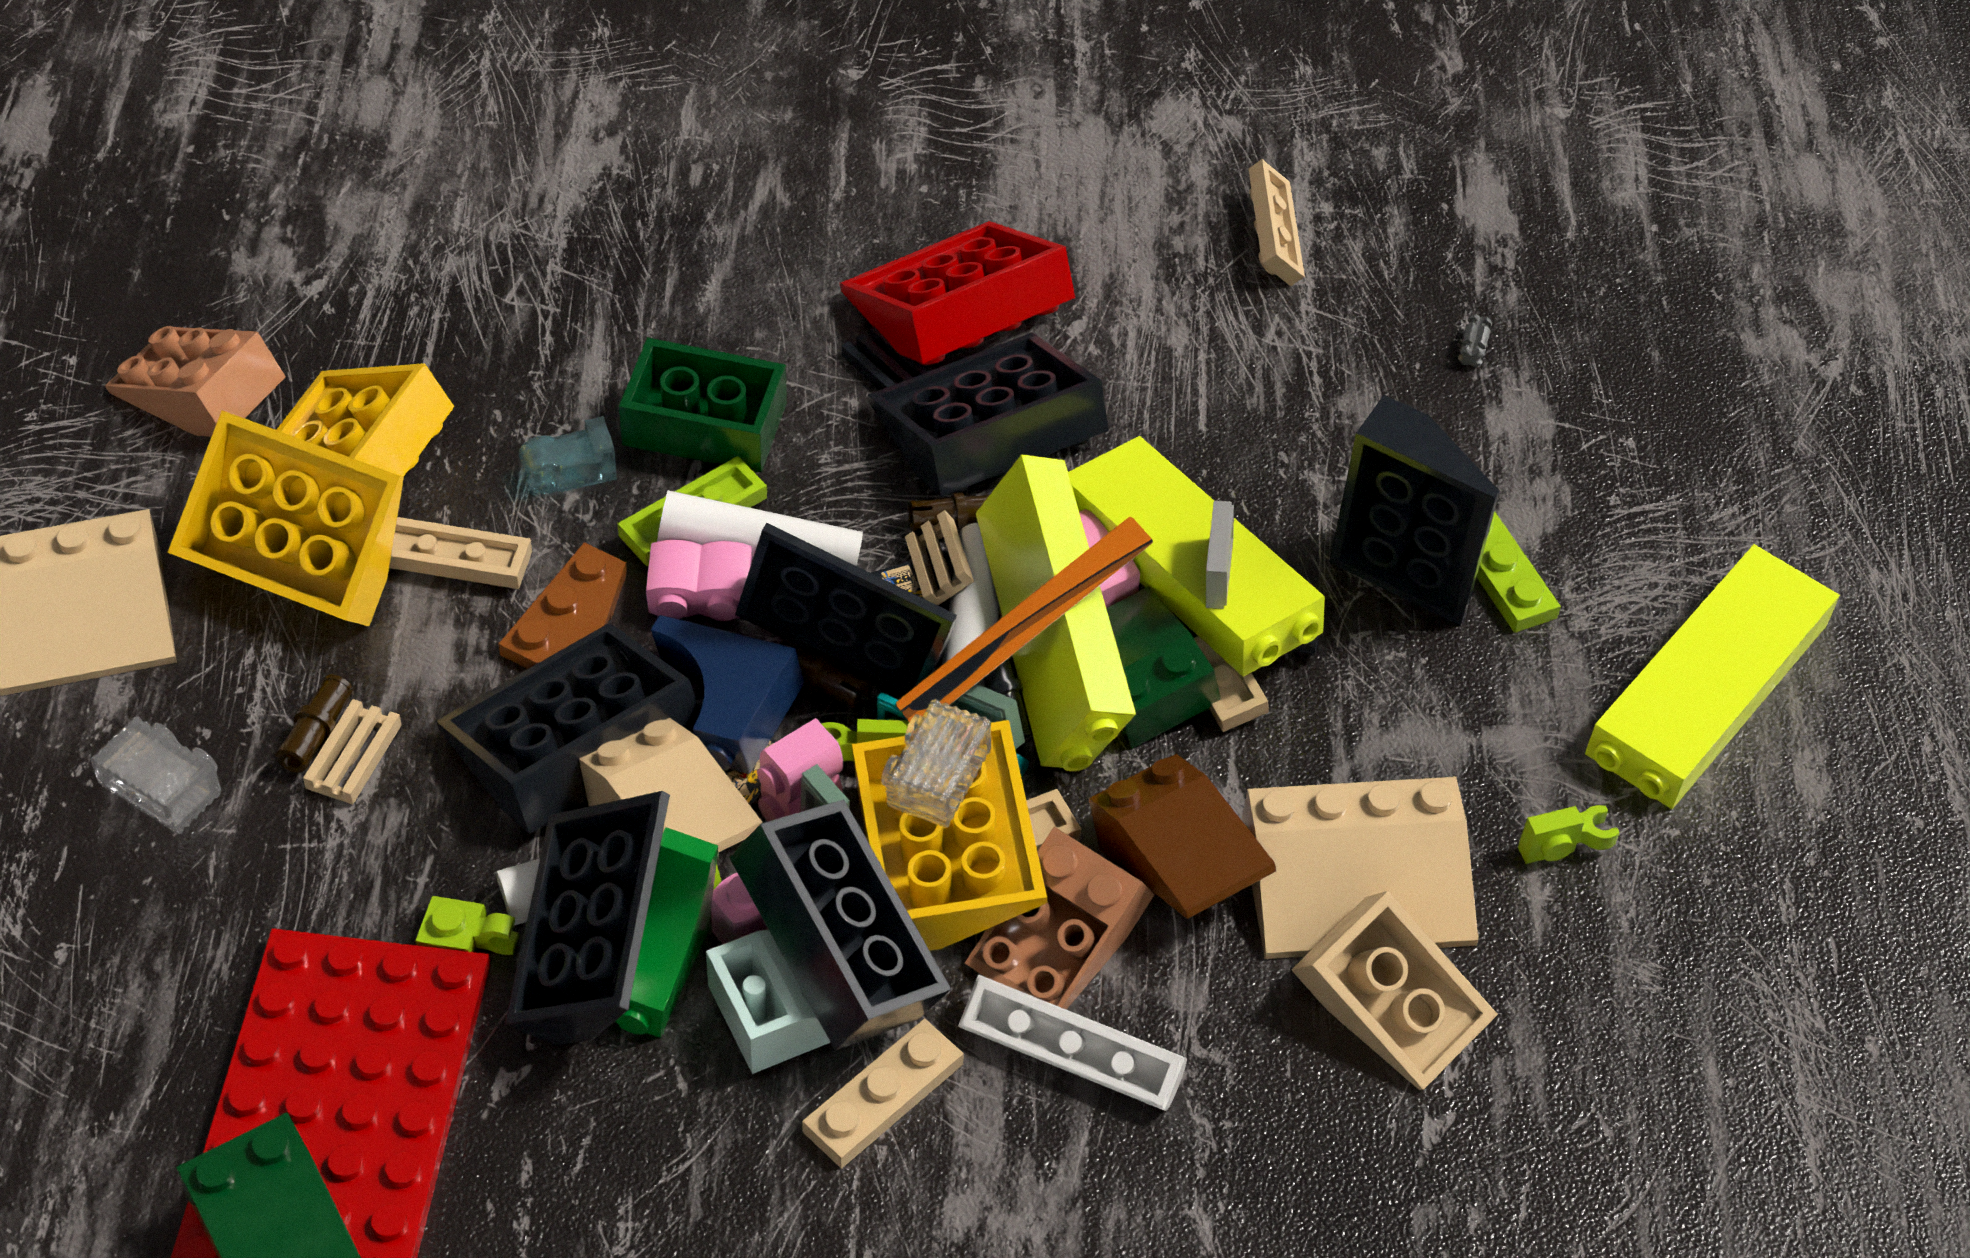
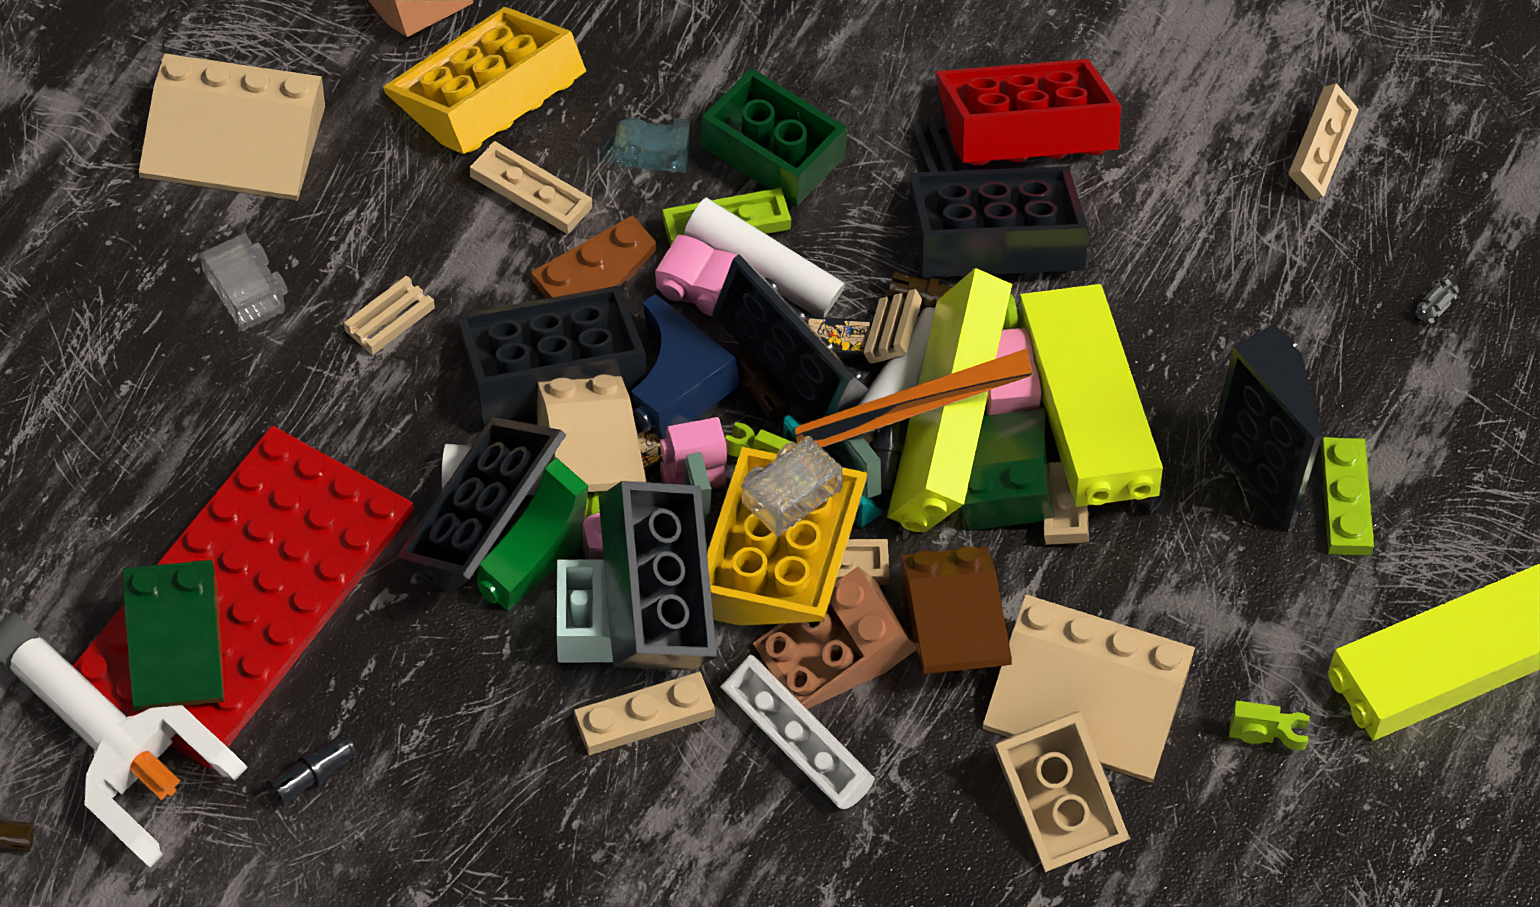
camera: 25 degrees right, 5 degrees up
(291, 519) = (416, 123): yellow slope -> none
(314, 723) = (371, 283): dark brown pin -> none
(465, 927) = (405, 476): lime plate -> none
(1219, 554) = (1094, 403): light grey tile -> none

